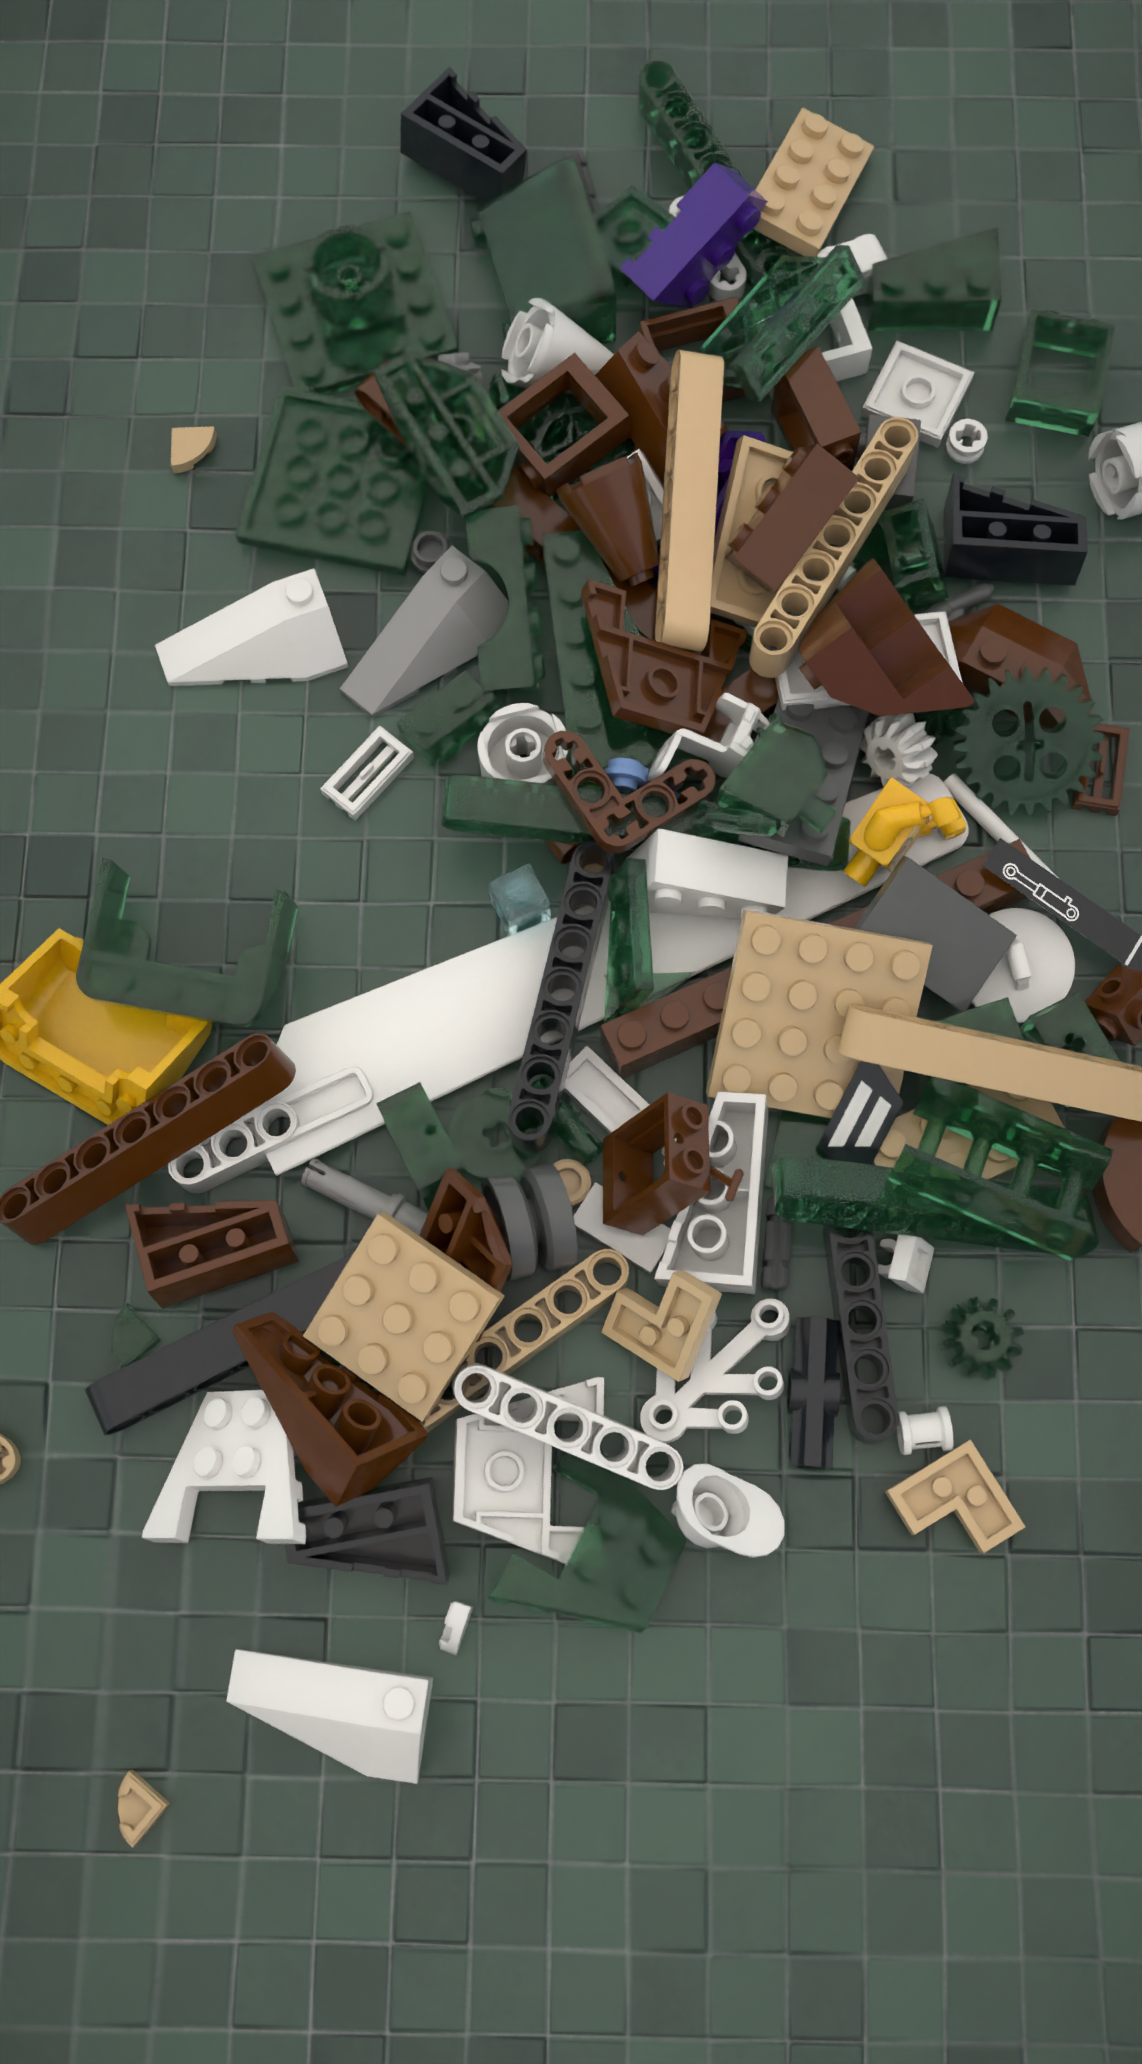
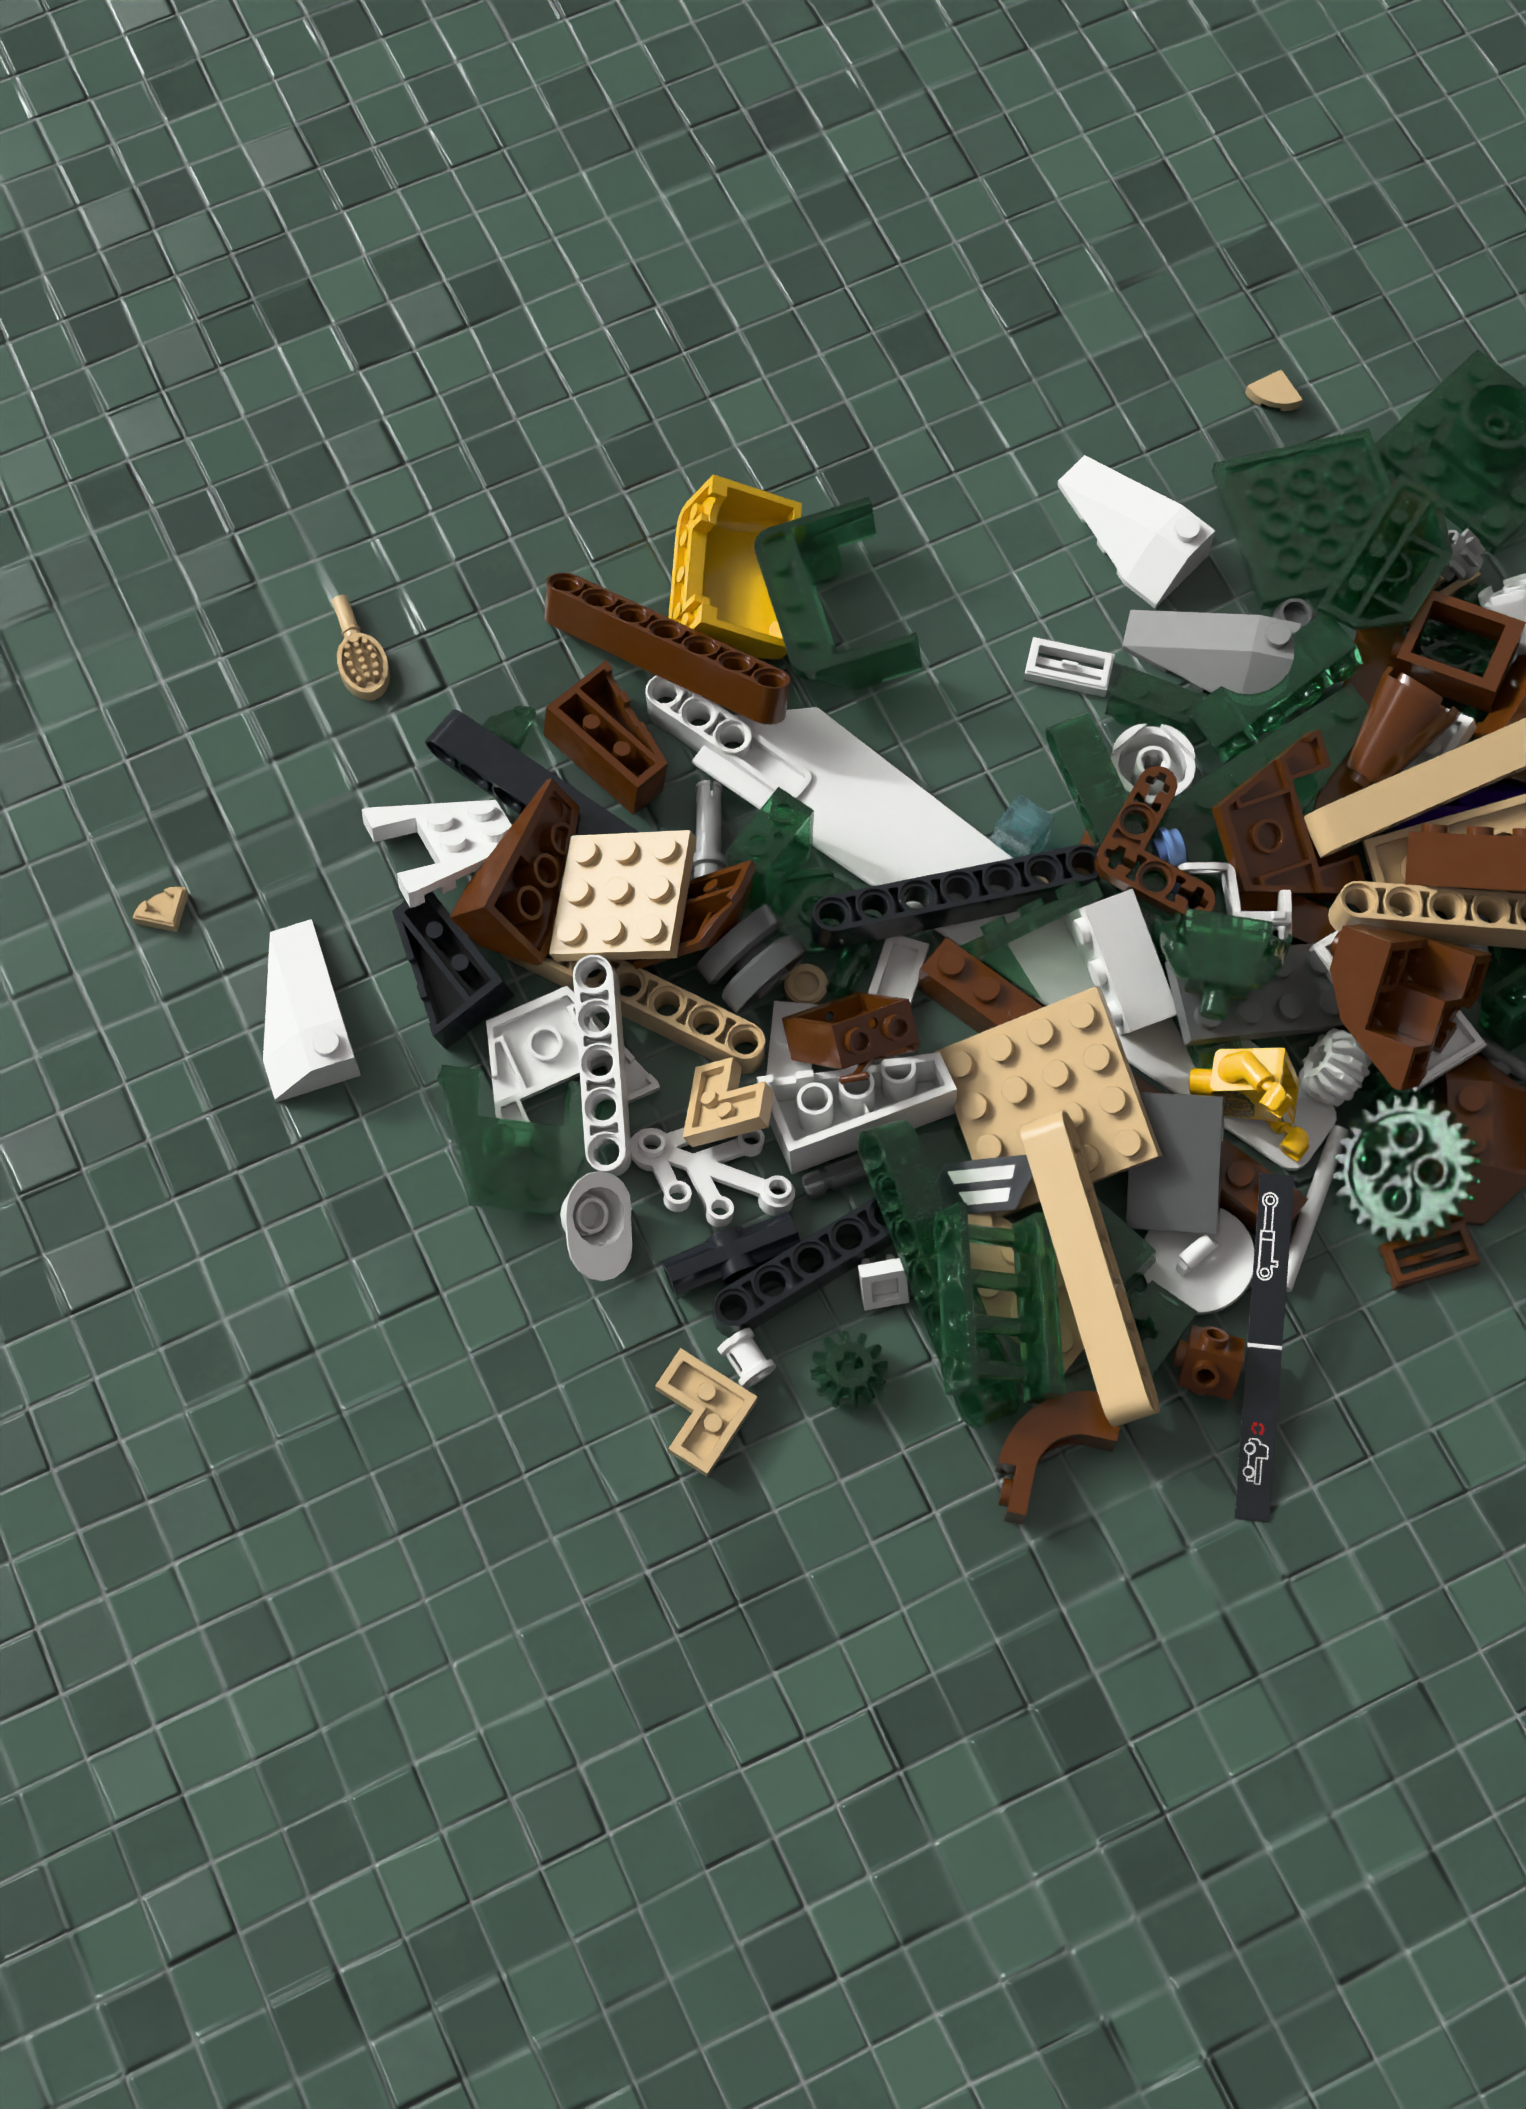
camera: 60 degrees right, 5 degrees down
(455, 1627) = (412, 1068): white tile -> none

